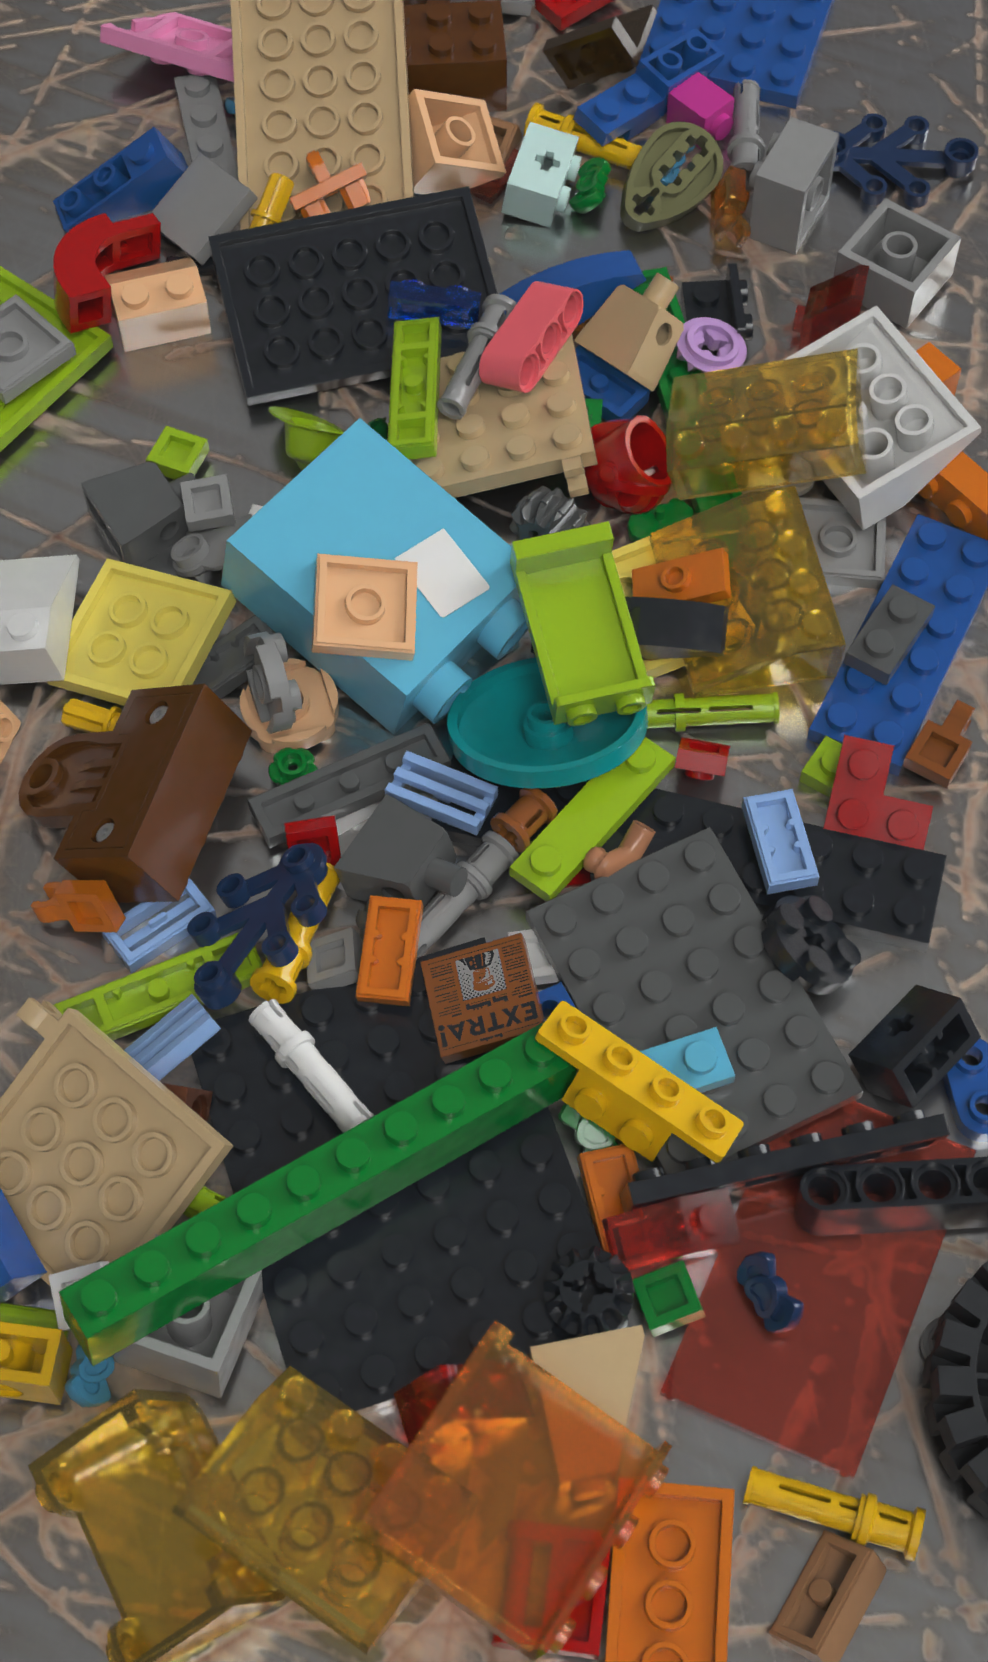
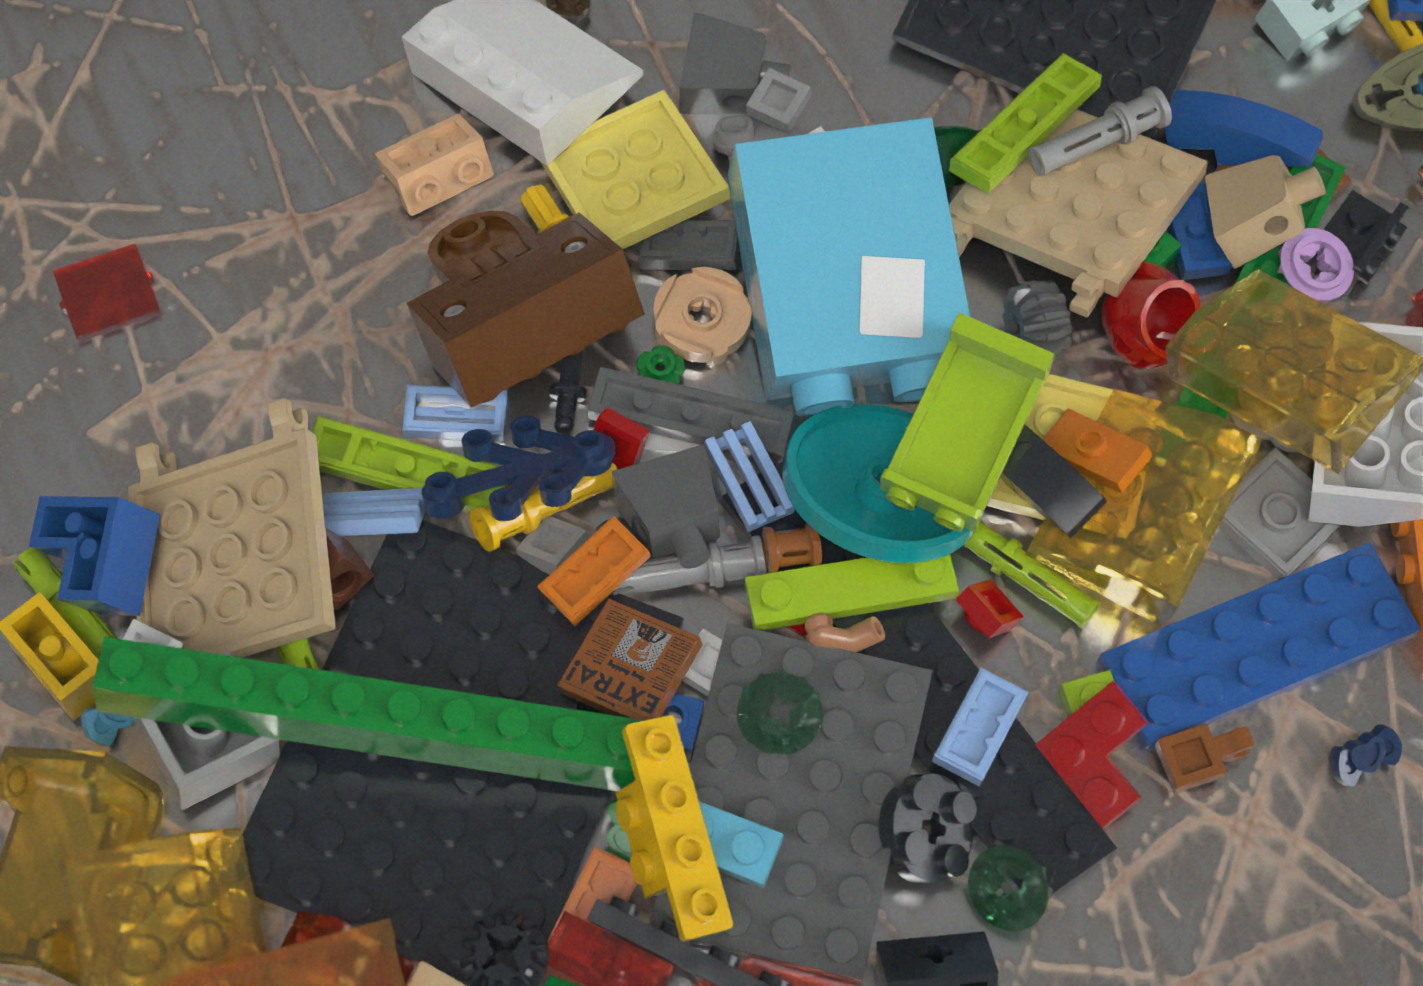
camera: 35 degrees right, 5 degrees up
(84, 903) = (407, 355): orange plate -> none
(178, 452) = (797, 41): lime plate -> none
(238, 841) = (568, 393): none -> black piece
(271, 691) = (694, 269): light grey plate -> none
(297, 1052) = (455, 597): white pin -> none
(305, 434) = (915, 94): lime piece -> none
(364, 607) = (800, 279): light nougat tile -> none
(415, 300) = (1096, 50): clear blue plate -> none
(531, 336) = (1157, 147): coral beam -> none
(591, 184) = (1352, 48): green piece -> none
(640, 962) = (771, 735): none -> clear green gear
(643, 524) = (1142, 382): green piece -> none
(889, 634) = (1239, 626): dark grey plate -> none
(911, 961) = (1007, 910): none -> clear green gear

